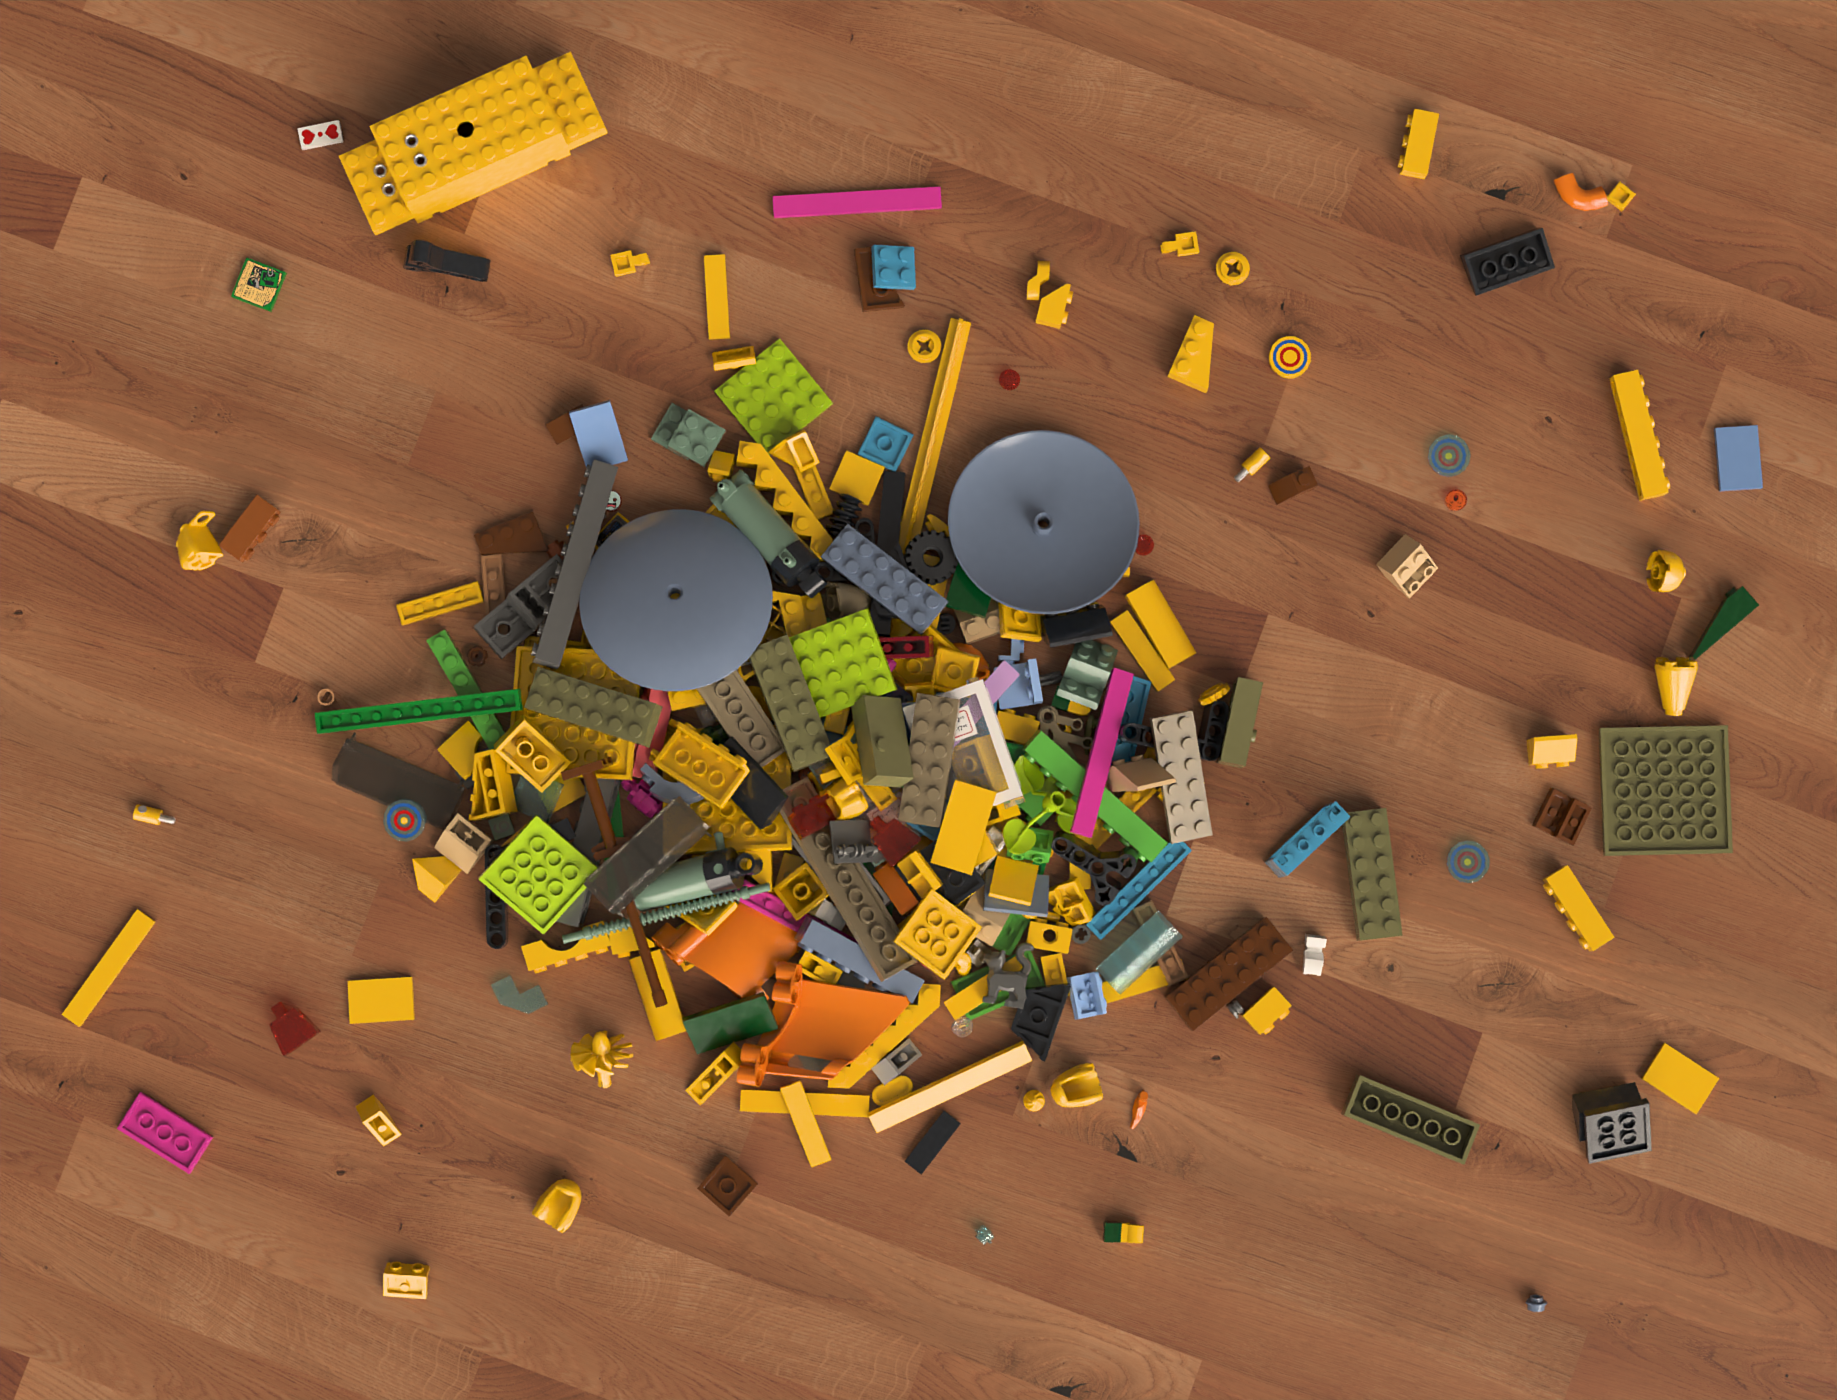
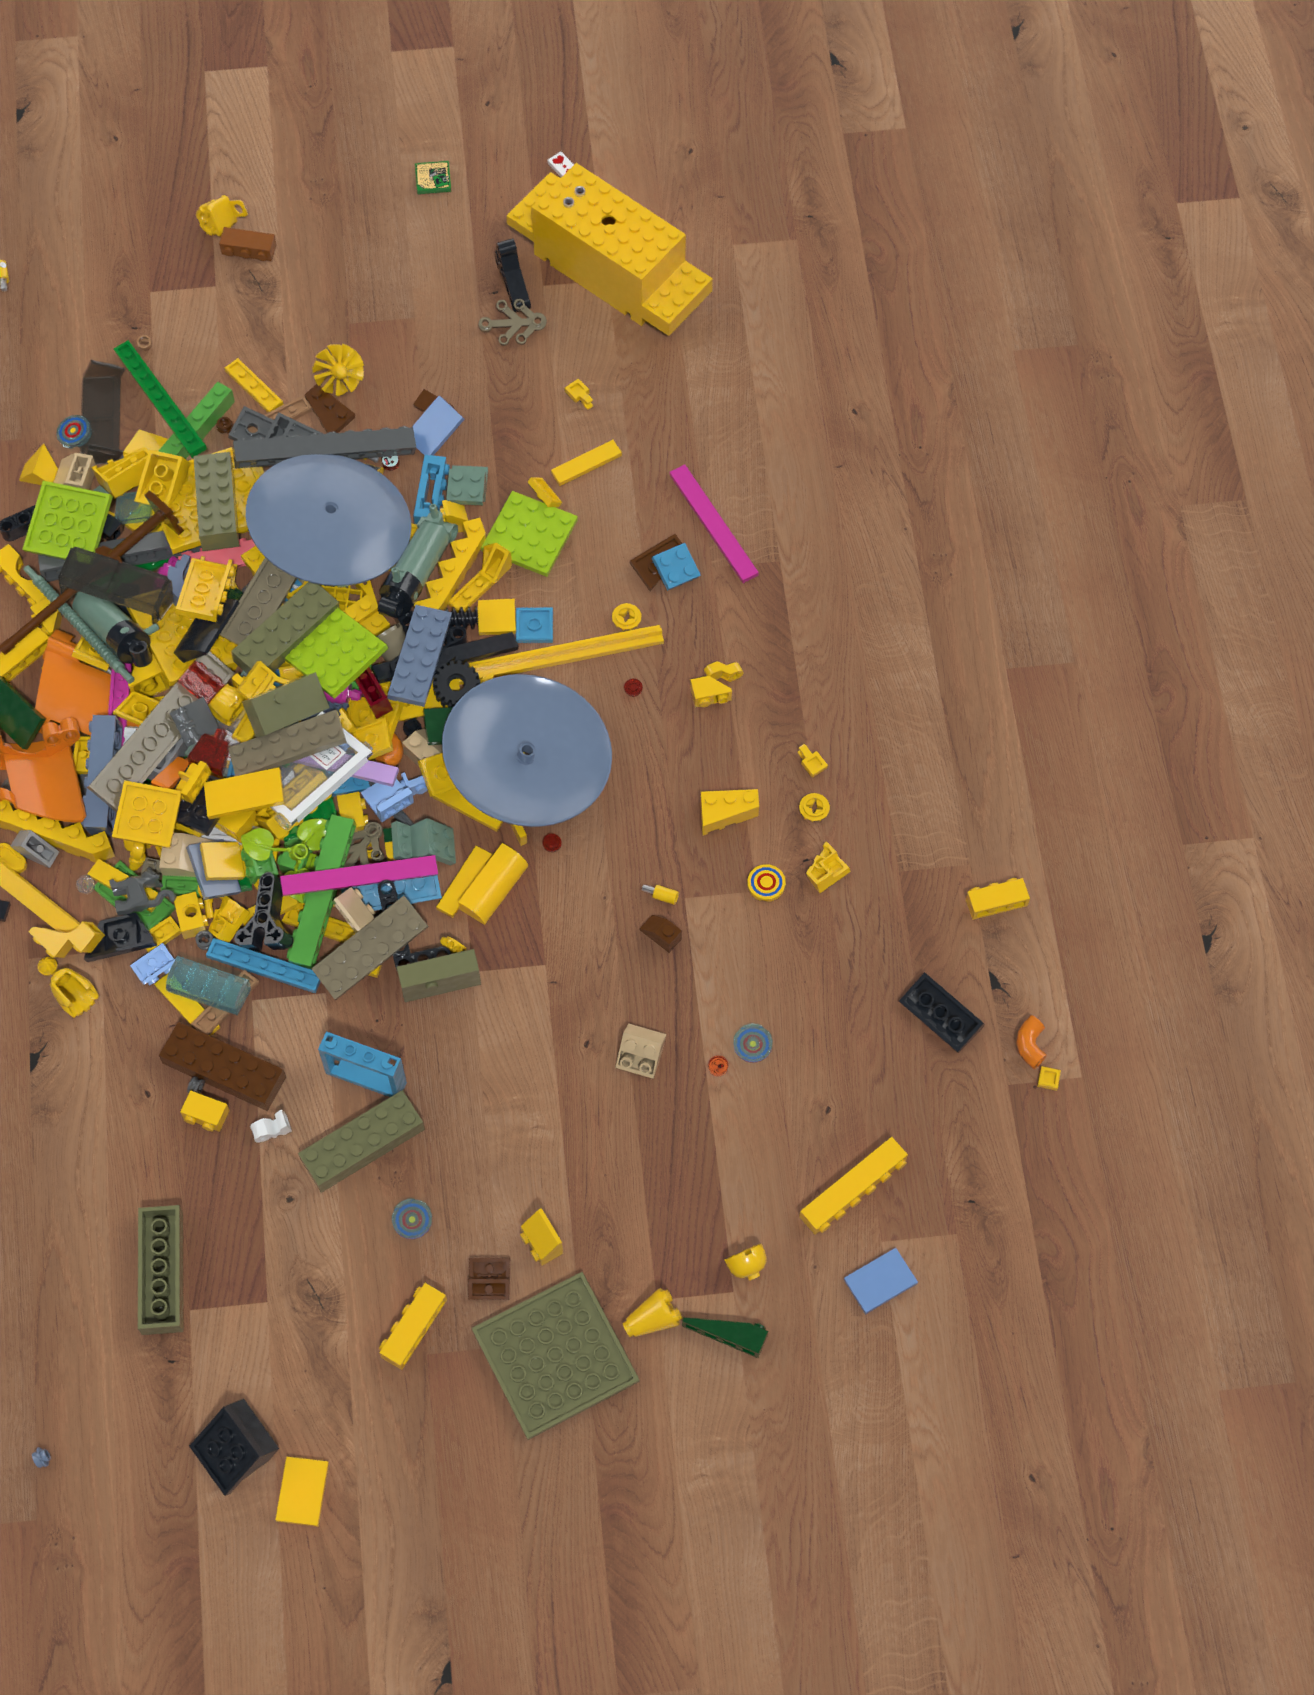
camera: 65 degrees right, 20 degrees down
(475, 499) = (343, 365): none -> yellow piece
(503, 287) = (514, 322): none -> dark tan plant
(643, 457) = (438, 470): none -> dark azure brick
(1015, 1079) = (59, 943): none -> yellow arch
(1076, 625) = (458, 815): black slope -> none
(1139, 1108) = (77, 1051): orange bar -> none
(1303, 290) = (827, 869): none -> yellow slope

